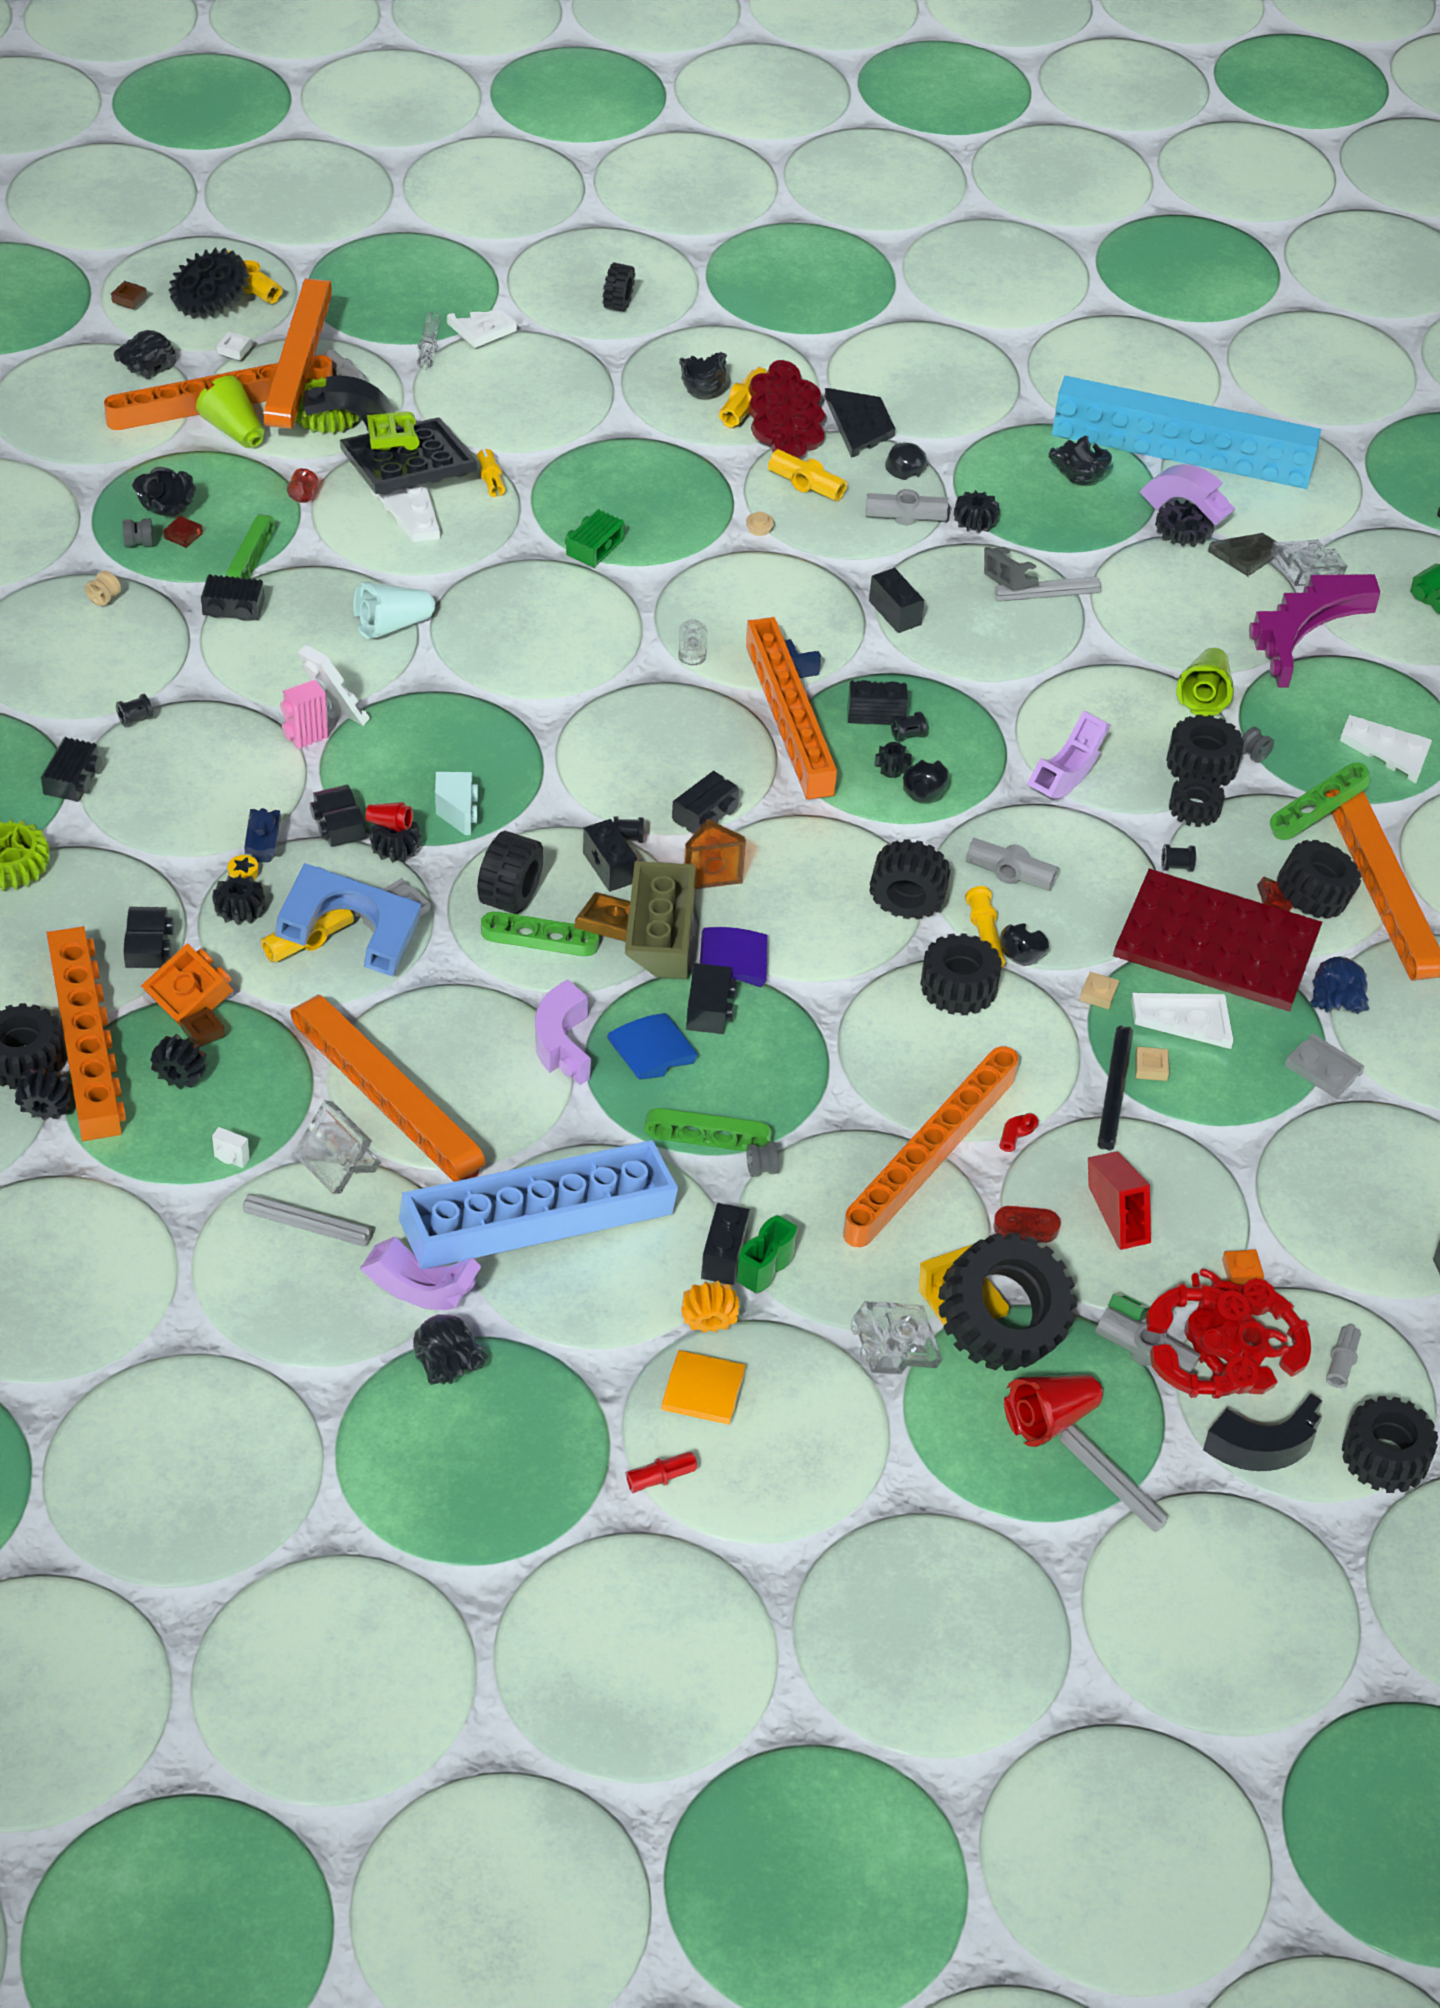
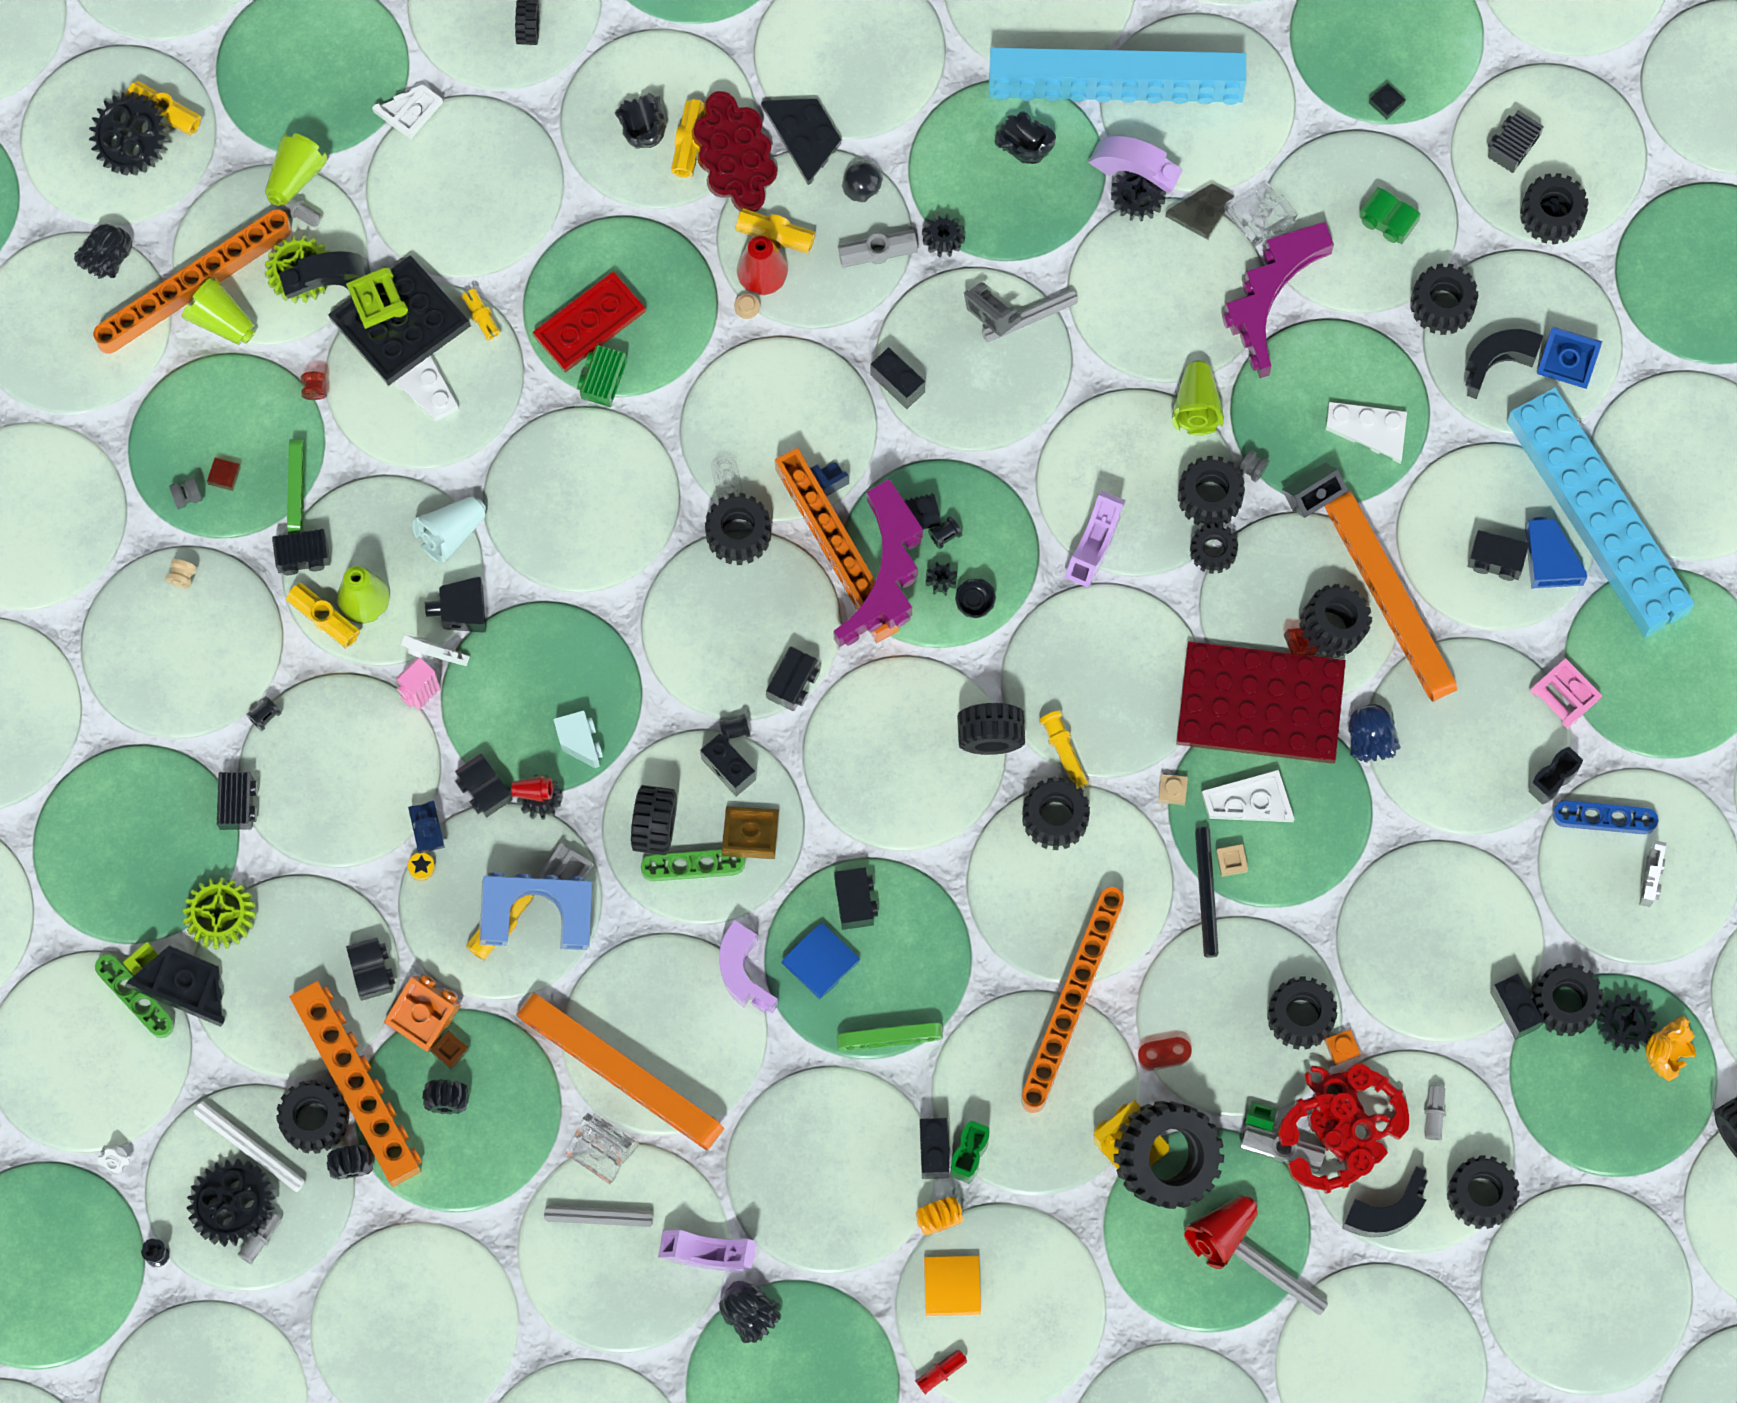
camera: 10 degrees left, 25 degrees up
(129, 294) = (55, 166): reddish brown plate -> none
(164, 491) = (193, 438): black hair -> none
(230, 1147) = (515, 1168): white plate -> none
(231, 649) = (334, 625): none -> yellow piece
(234, 345) = (182, 209): white plate -> none
(238, 899) = (433, 896): black gear -> none
(277, 634) = (362, 595): none -> lime cone
(297, 354) = (255, 222): orange beam -> none
(354, 330) = (293, 168): none -> lime cone
(377, 672) = (460, 606): none -> black torso
(428, 344) = (367, 156): clear pin -> none
(537, 1204) = (780, 1162): light blue brick -> none
(613, 493) = (589, 321): none -> red plate
(661, 917) = (792, 827): olive slope -> none
(690, 674) = (733, 509): none -> black tyre
(717, 855) = (818, 748): clear orange slope -> none
(736, 948) = (861, 842): dark purple slope -> none
(762, 1159) = (941, 1054): dark grey wheel -> none
(785, 488) = (762, 267): none -> red cone
(848, 721) = (886, 600): none -> magenta arch
(895, 1337) = (1088, 1199): clear plate -> none
(1012, 864) = (1071, 671): light grey piece -> none
(1016, 1128) = (1135, 959): red arm -> none
(1023, 946) = (1100, 762): black hair -> none
(1122, 1199) = (1234, 1012): red slope -> none
(1178, 858) = (1211, 622): black bush -> none
(1197, 1235) = (1306, 991): none -> black tyre
(1308, 773) = (1315, 490): none -> black brick
(1317, 798) = (1325, 530): bright green beam -> none
(1324, 1065) = (1372, 817): light grey plate -> none

